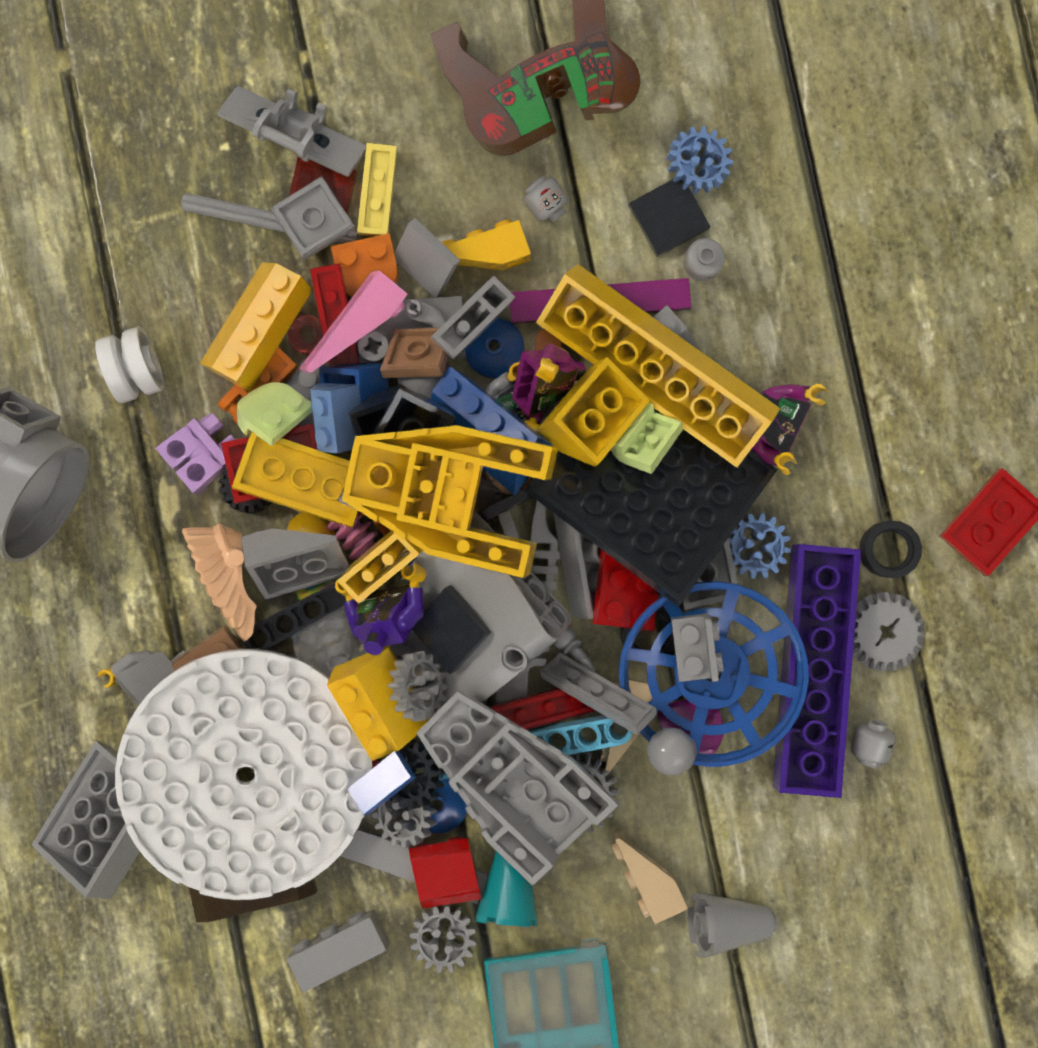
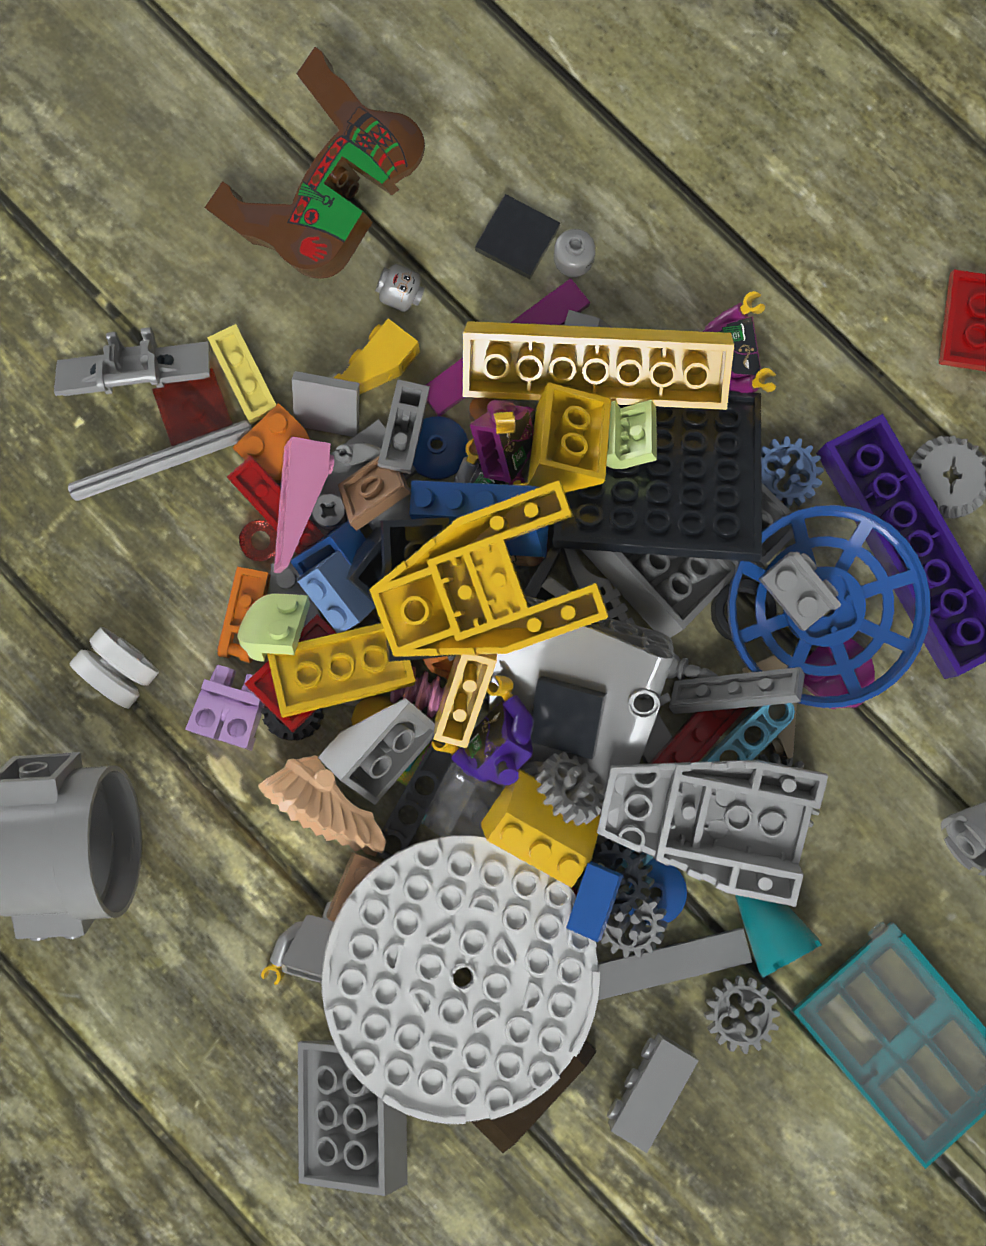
camera: 30 degrees left, 5 degrees down
(257, 325) = (209, 559): yellow slope -> none
(312, 218) = (200, 433): light grey tile -> none
(445, 872) = (705, 951): red slope -> none
(621, 596) = (698, 587): red plate -> none
(656, 885) = (905, 838): tan slope -> none
(671, 751) = (838, 700): light grey hair -> none
(709, 174) = (530, 177): medium blue gear -> none
(913, 555) = (921, 383): black tyre -> none

